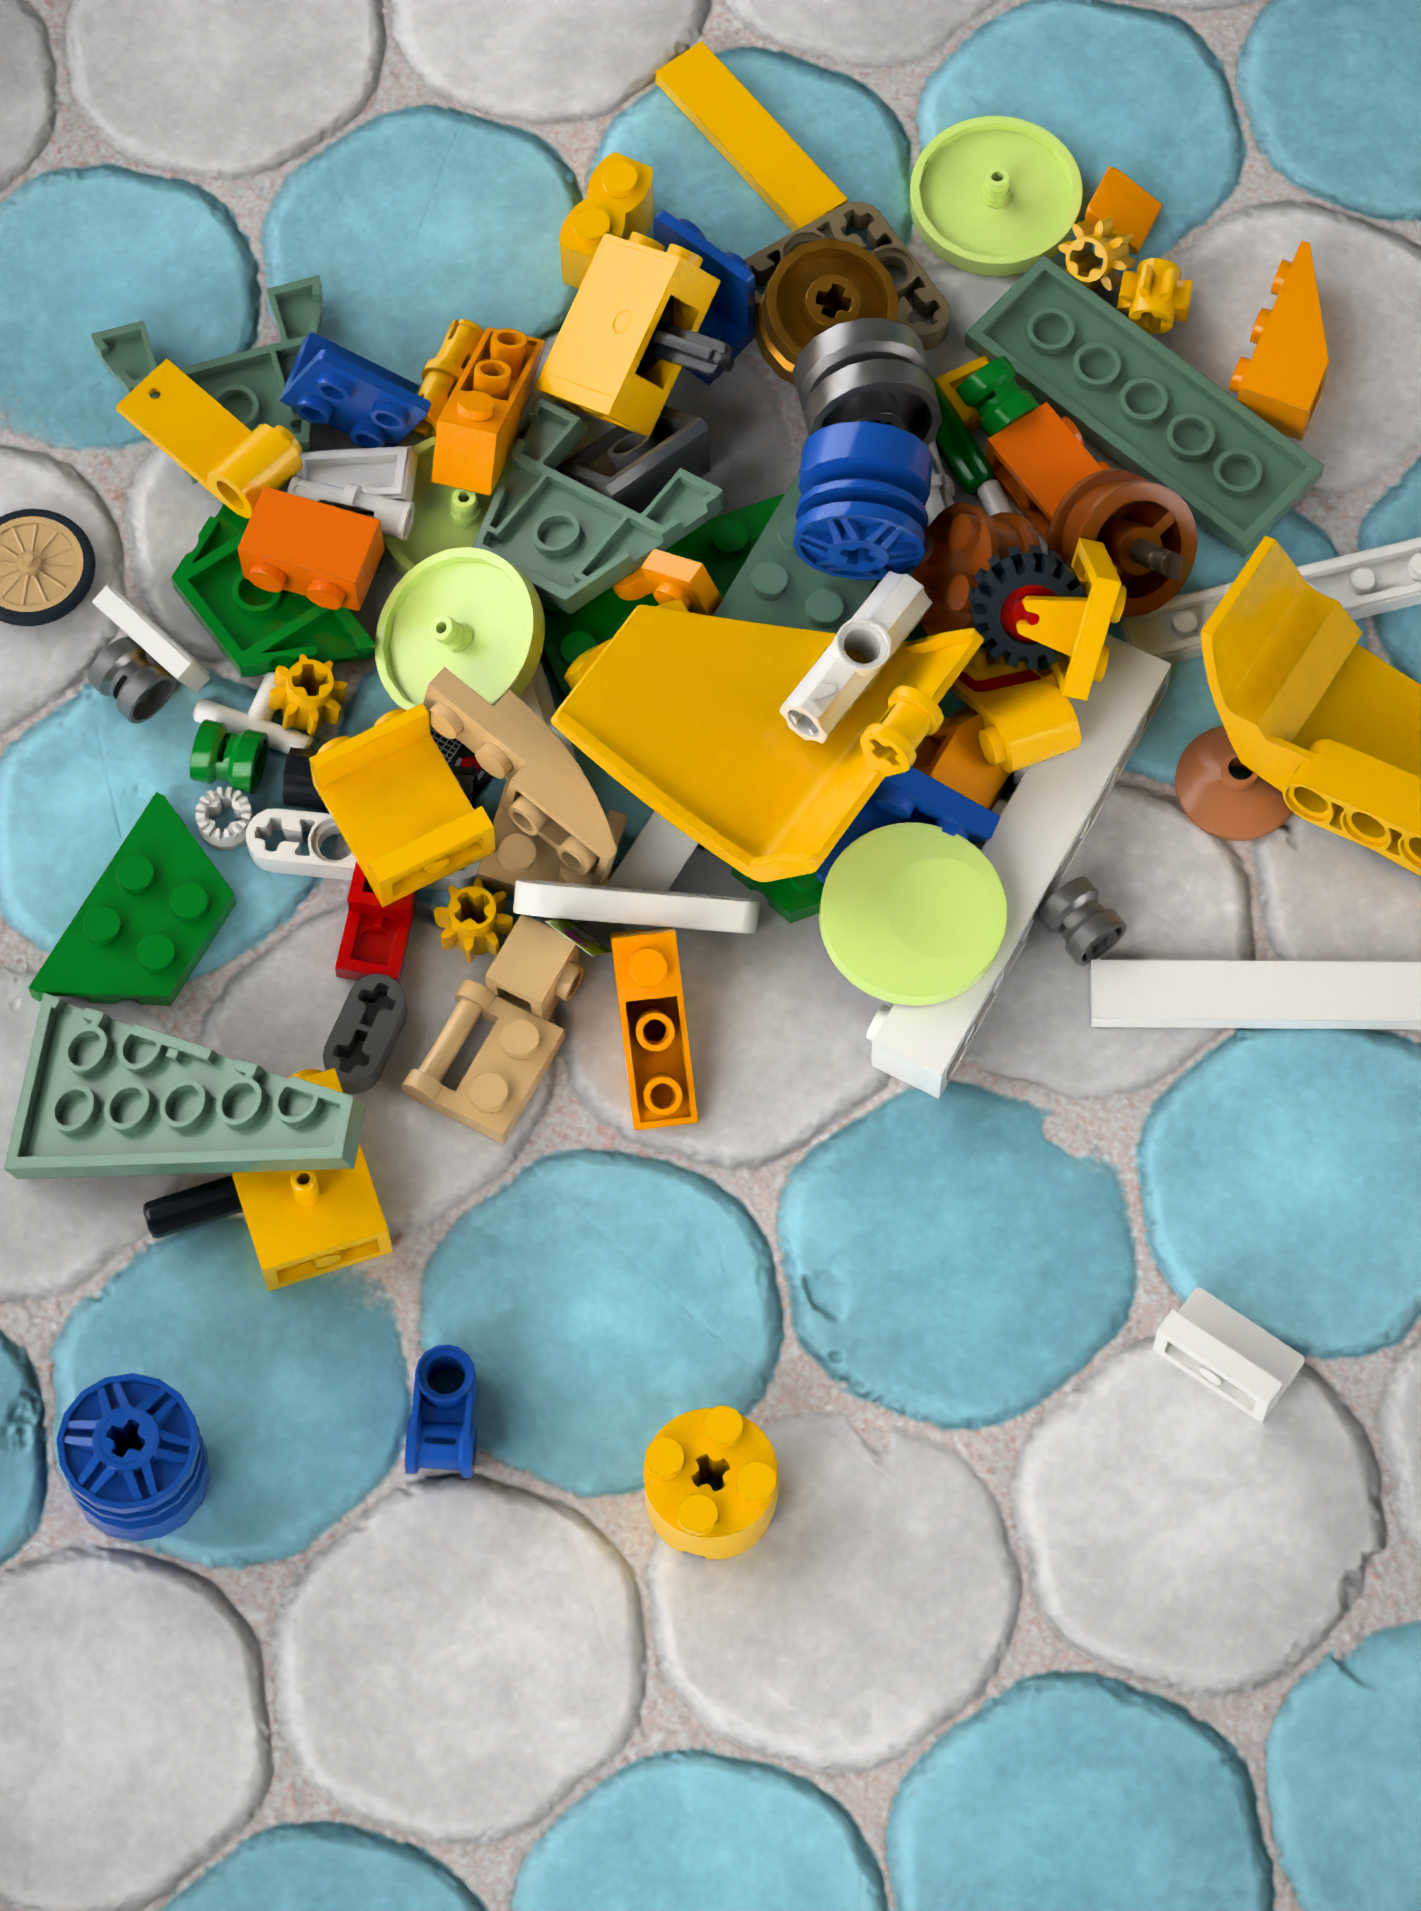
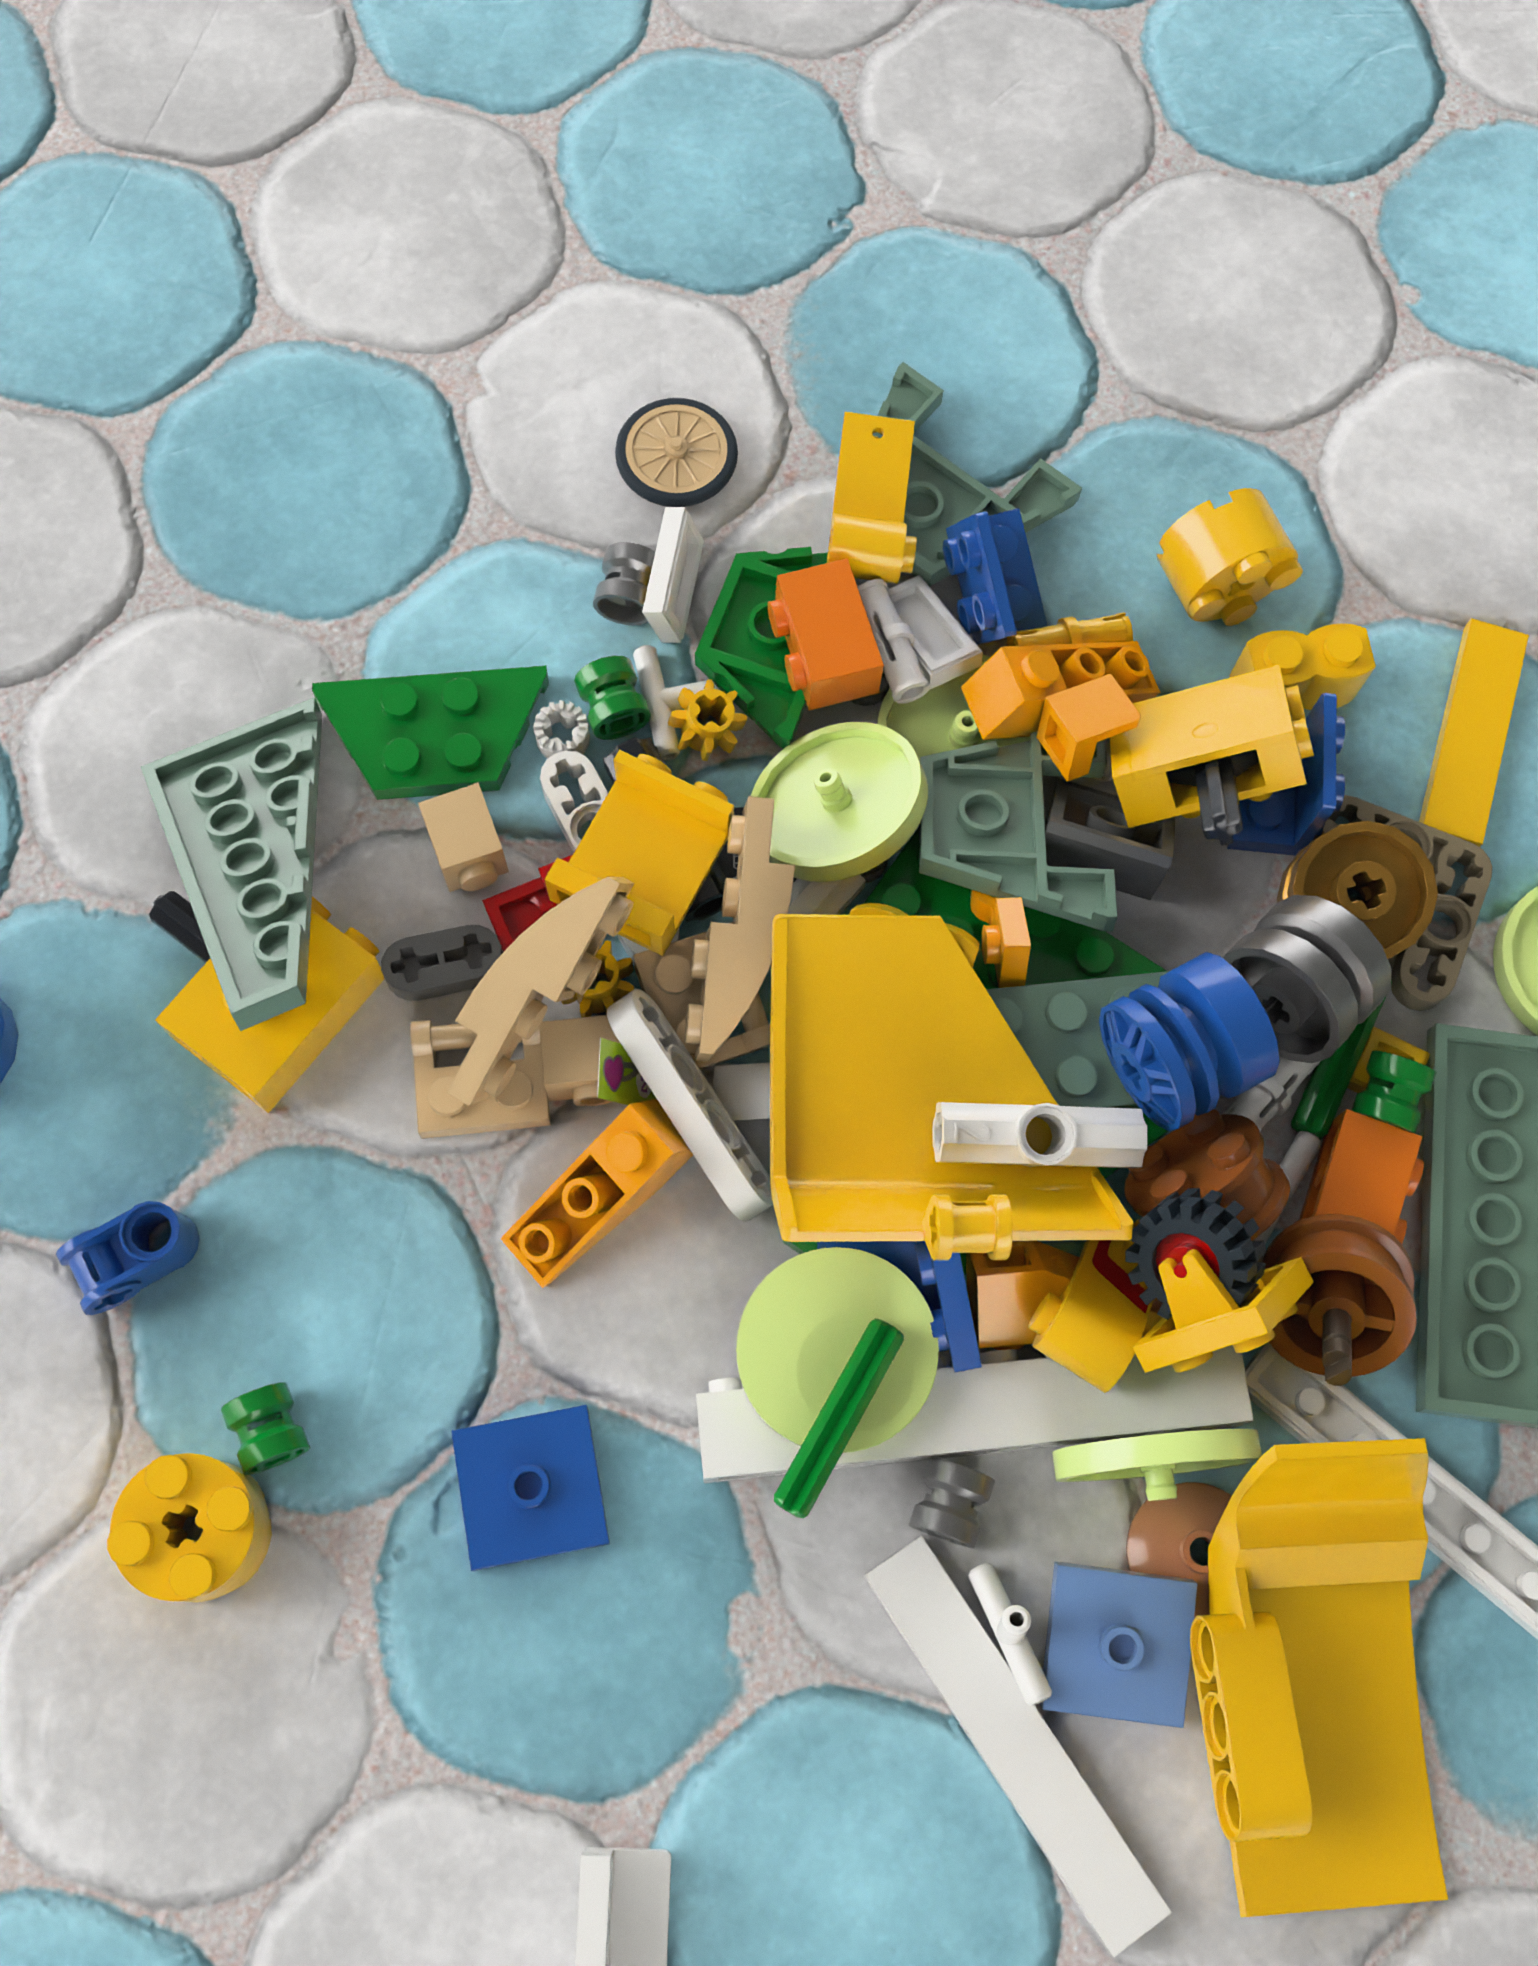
camera: 50 degrees right, 5 degrees up
(275, 944) = (464, 838): none -> tan brick
(449, 917) = (545, 960): none -> tan slope
(473, 209) = (1228, 557): none -> yellow brick
(540, 410) = (1079, 719): none -> light orange panel
(682, 1380) = (265, 1428): none -> green wheel
(853, 1223) = (530, 1488): none -> blue plate
(968, 937) = (838, 1418): none -> green axle
(1151, 742) = (1157, 1457): none -> yellowish green piece
(1204, 940) = (1010, 1628): none -> white piece
(1265, 874) = (1119, 1644): none -> medium blue plate

